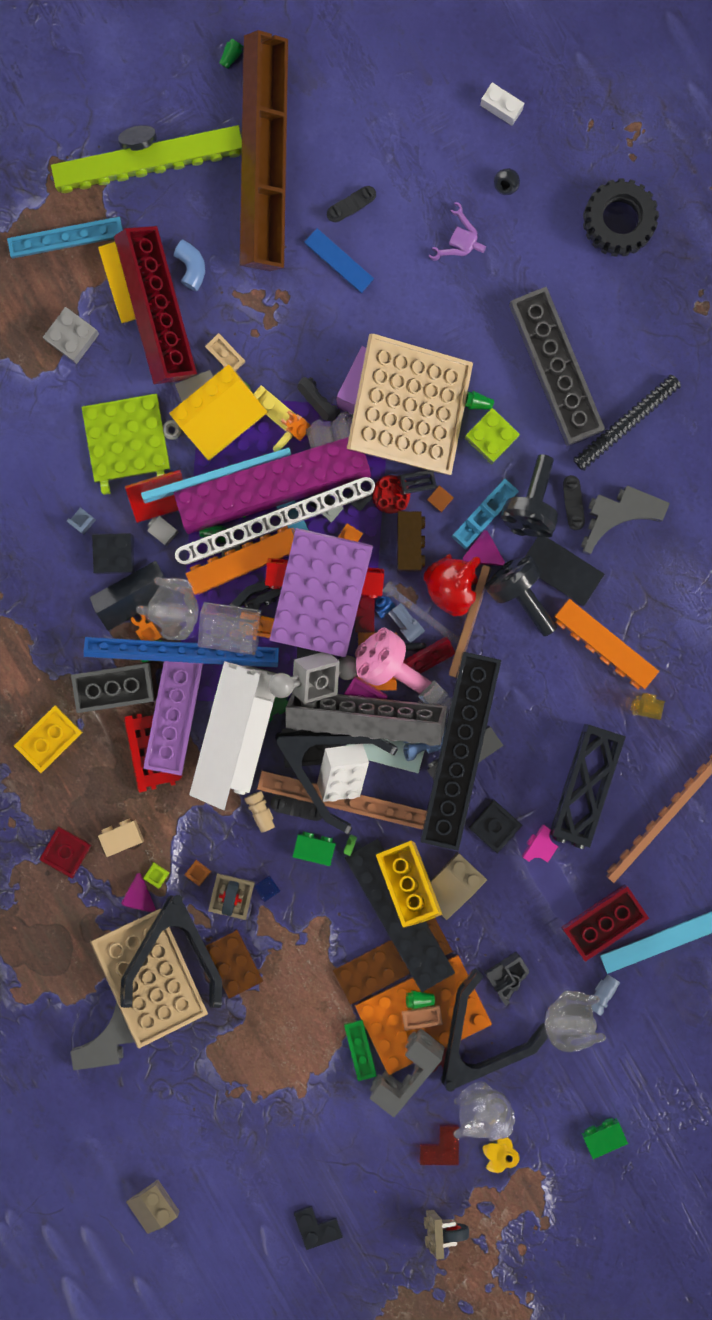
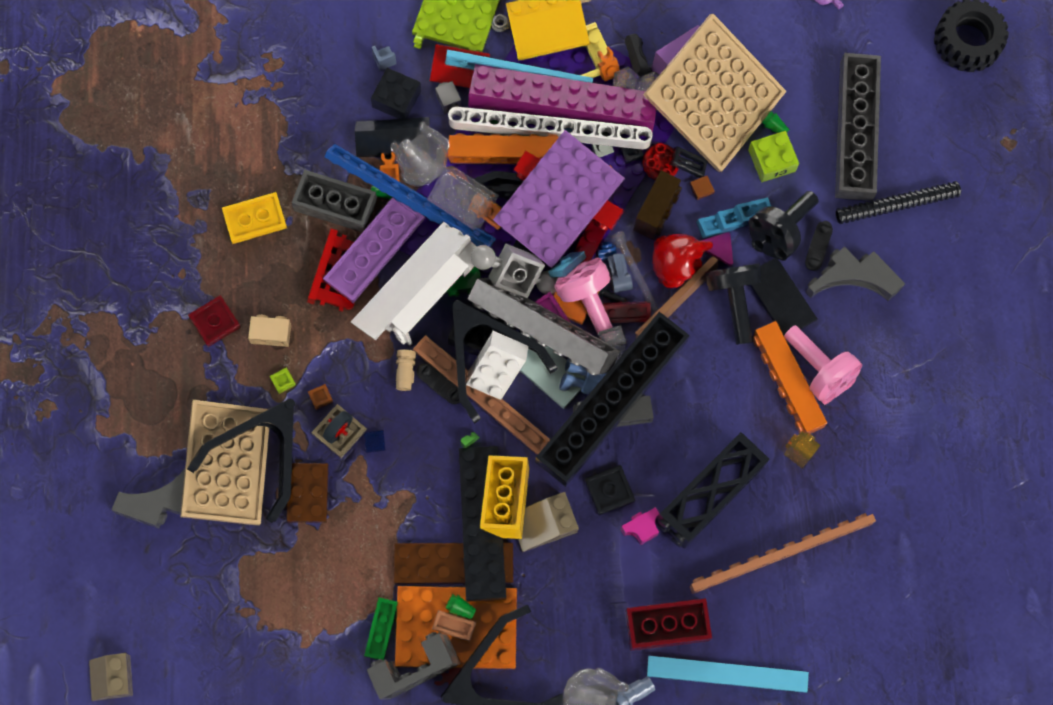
camera: 25 degrees right, 15 degrees down
(138, 896) = (257, 388): magenta piece -> none
(314, 849) = (436, 426): green brick -> none
(357, 645) = (567, 264): none -> medium azure plate
(507, 976) = (552, 631): black slope -> none
(645, 626) = (834, 375): none -> bright pink piece

